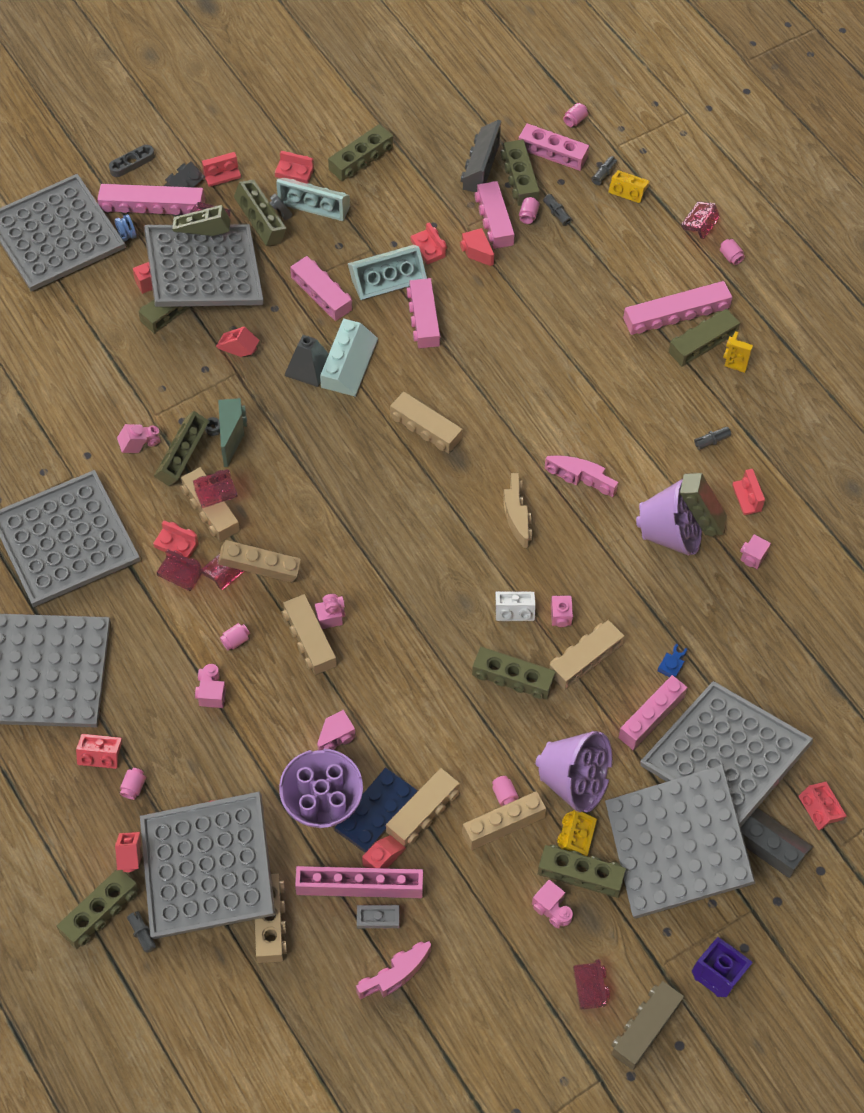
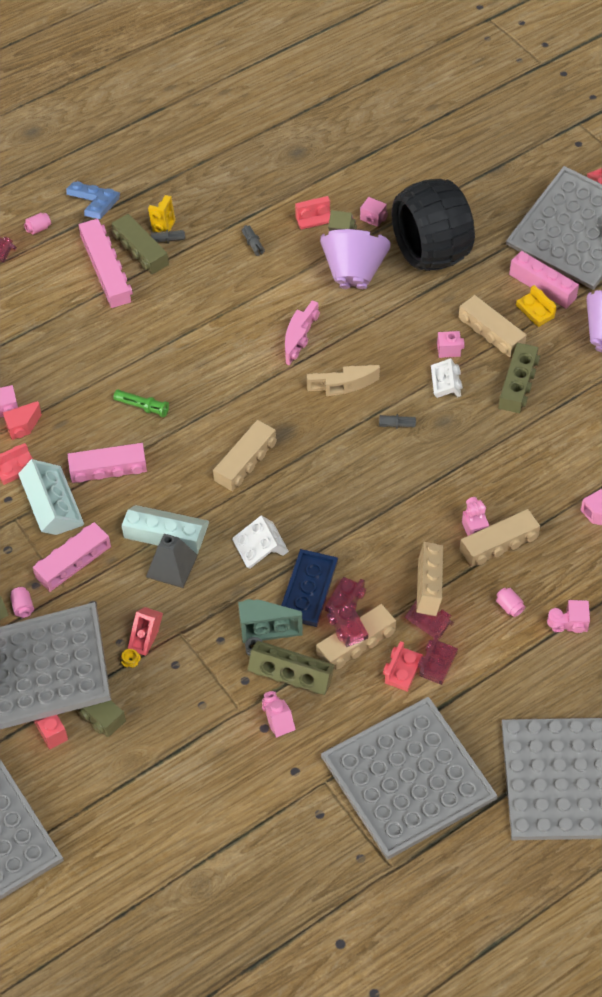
camera: 90 degrees left, 5 degrees down
(212, 329) = (130, 653): none -> yellow plate
(257, 500) = (347, 592): none -> clear pink bracket
(270, 469) = (310, 585): none -> dark blue plate
(276, 253) = (21, 602): none -> bright pink brick
(325, 434) = (258, 541): none -> white bracket
(462, 556) = (396, 421): none -> dark grey axle
(492, 346) = (148, 404): none -> bright green pin
(615, 704) = (537, 306): none -> yellow bracket
(672, 664) = (489, 271): blue plate -> none
(707, 587) = (433, 224): none -> black tyre
(717, 362) = (167, 236): none -> dark grey axle
(770, 307) = (101, 198): none -> medium blue plate

